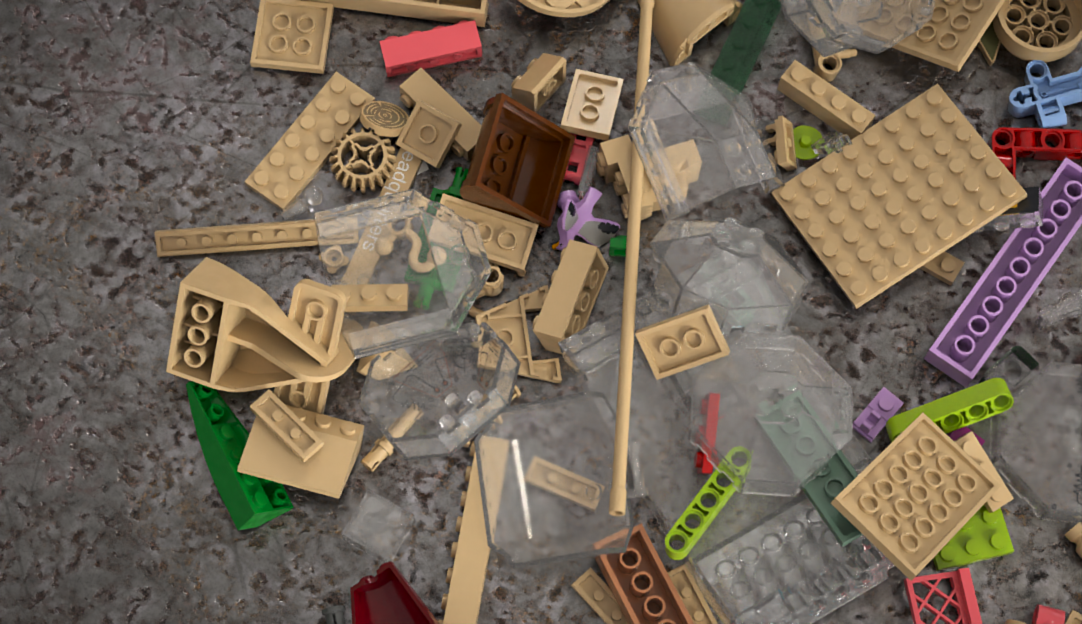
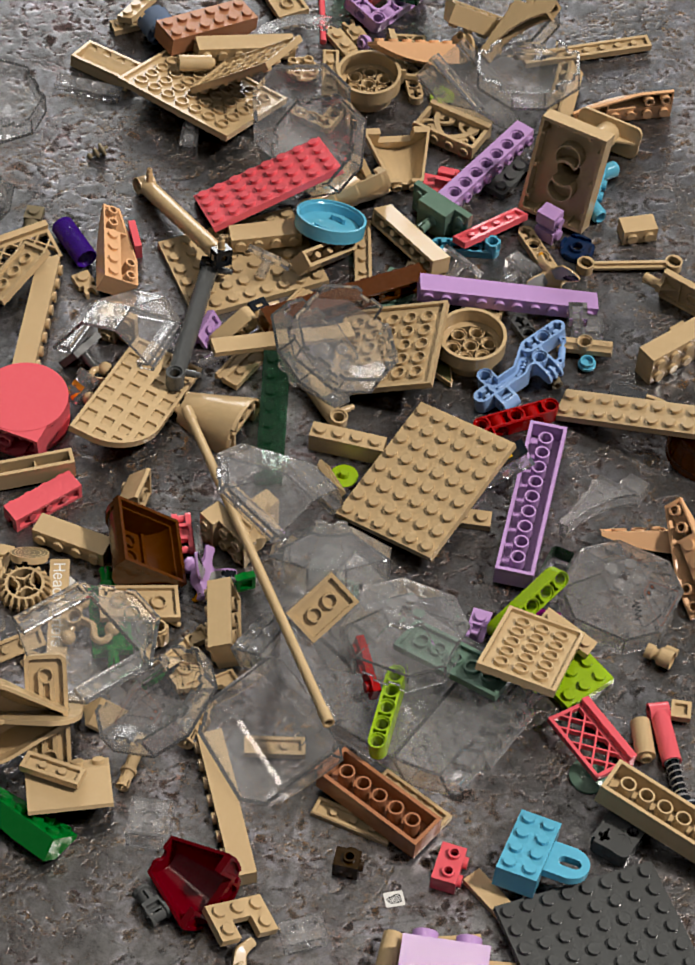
camera: 25 degrees left, 20 degrees down
(375, 297) = (85, 667): tan plate -> none
(428, 134) = (68, 552): tan plate -> none
(591, 104) = (180, 497): tan plate -> none
(831, 142) = (363, 466): clear plate -> none

